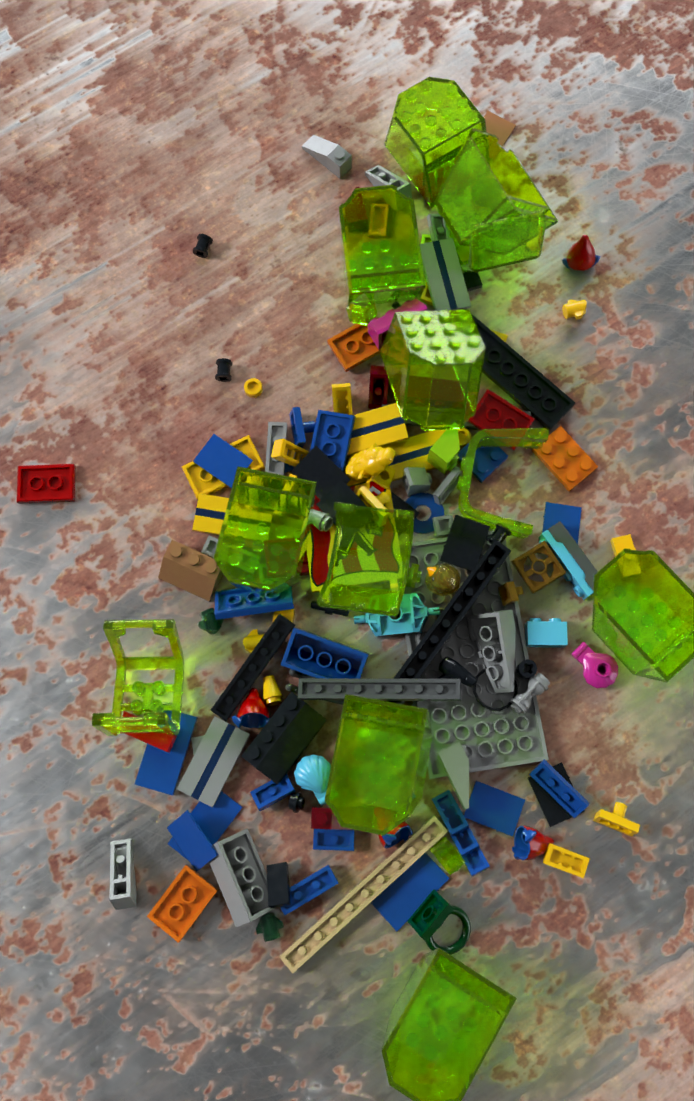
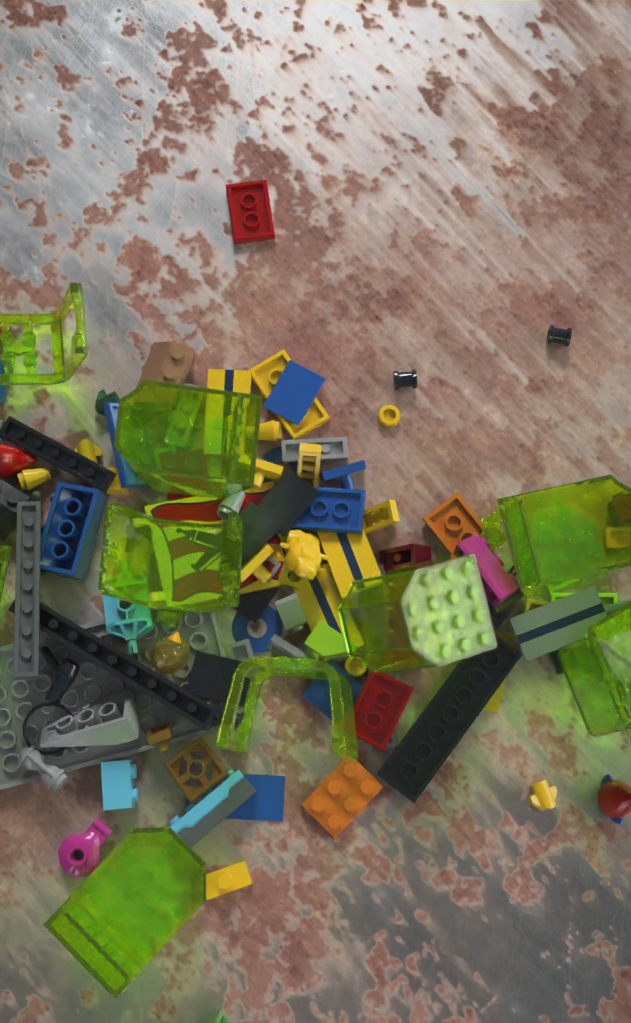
camera: 80 degrees right, 0 degrees up
(533, 669) = (62, 762): black bush -> none

